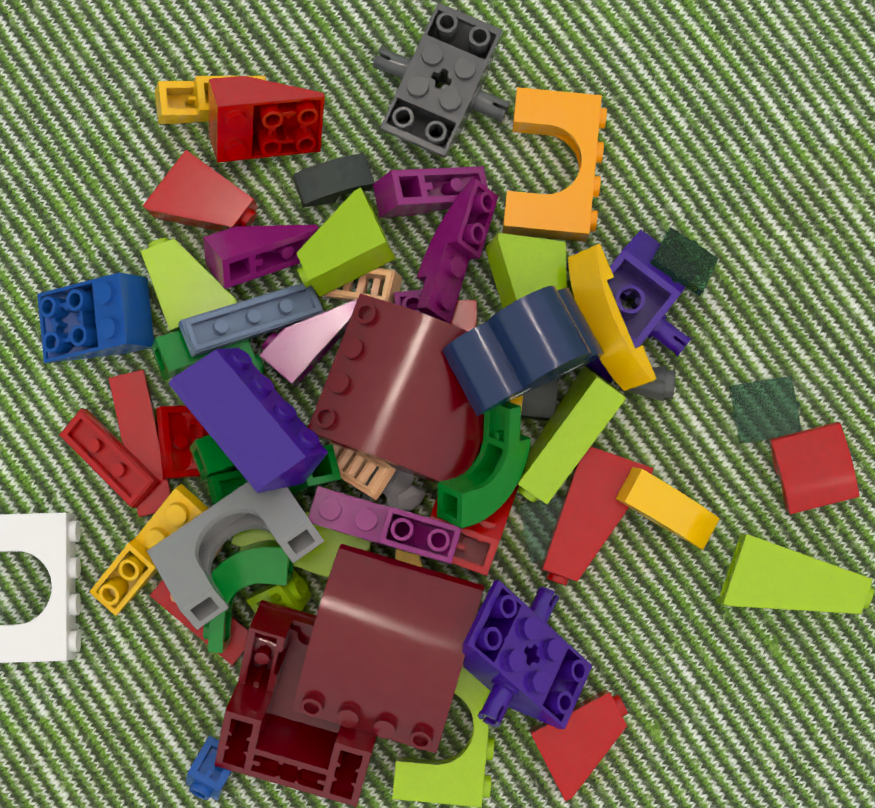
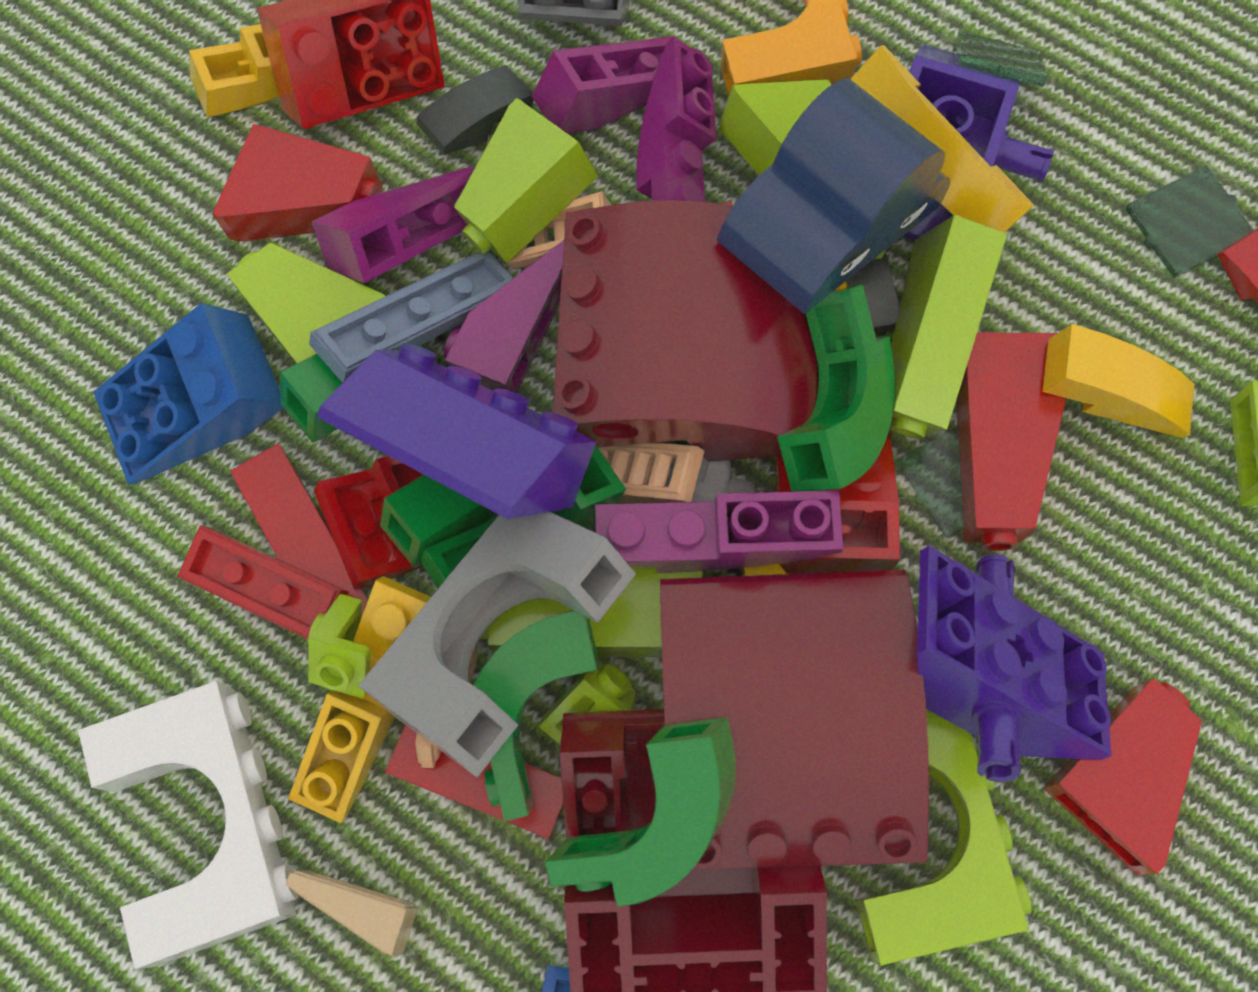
camera: 15 degrees left, 10 degrees down
(116, 673) = (367, 913): none -> tan slope
(136, 523) = (332, 654): none -> lime bracket
(313, 676) = (694, 790): none -> green arch
(660, 388) = (1033, 230): dark grey cone -> none

